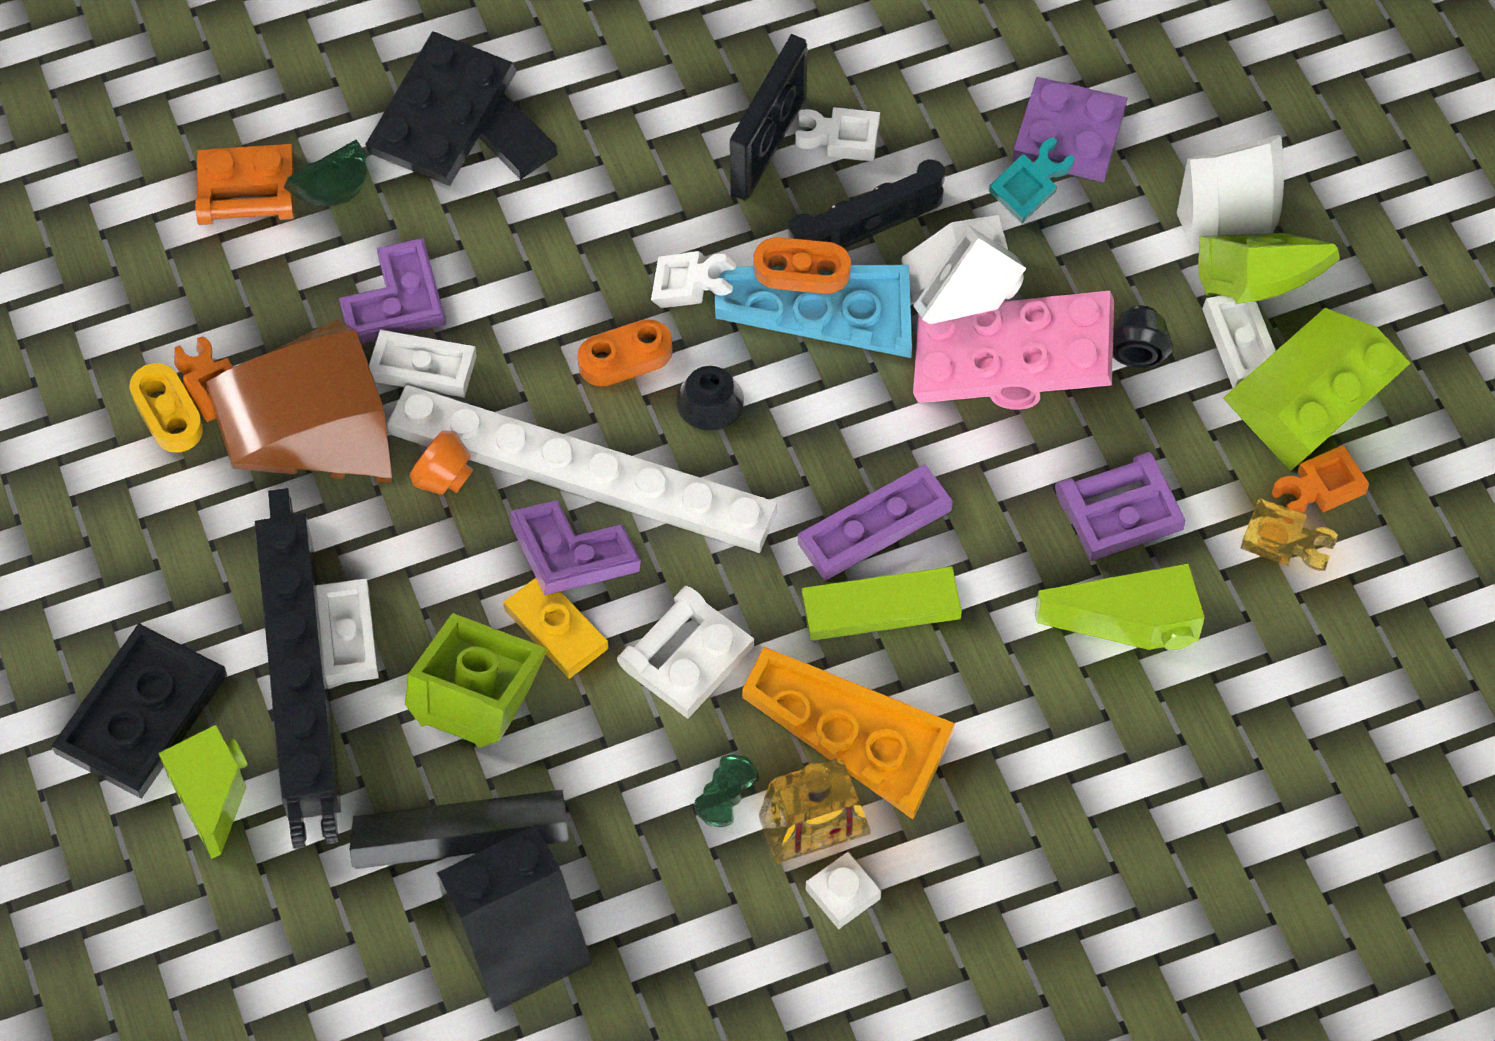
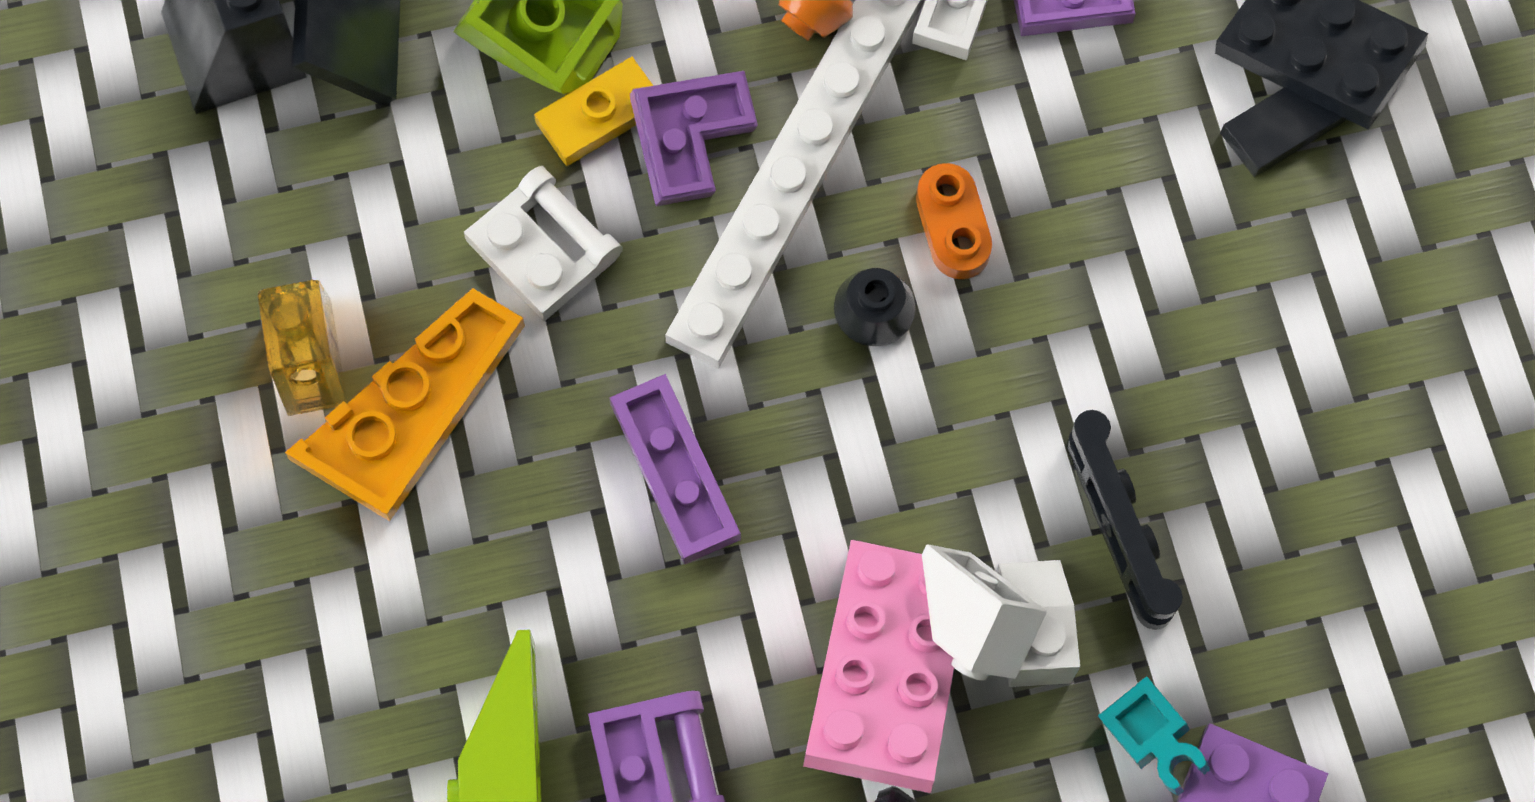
camera: 95 degrees right, 10 degrees up
(685, 277) = (1039, 293): white plate -> none
(724, 790) = (365, 265): clear green piece -> none
(768, 118) = (1264, 406): black tile -> none
(802, 265) = (1032, 420): orange plate -> none
(843, 890) = (218, 372): white plate -> none
(846, 134) = (1250, 515): white plate -> none
(865, 314) = (992, 465): medium azure wing -> none
(881, 603) = (570, 465): lime tile -> none

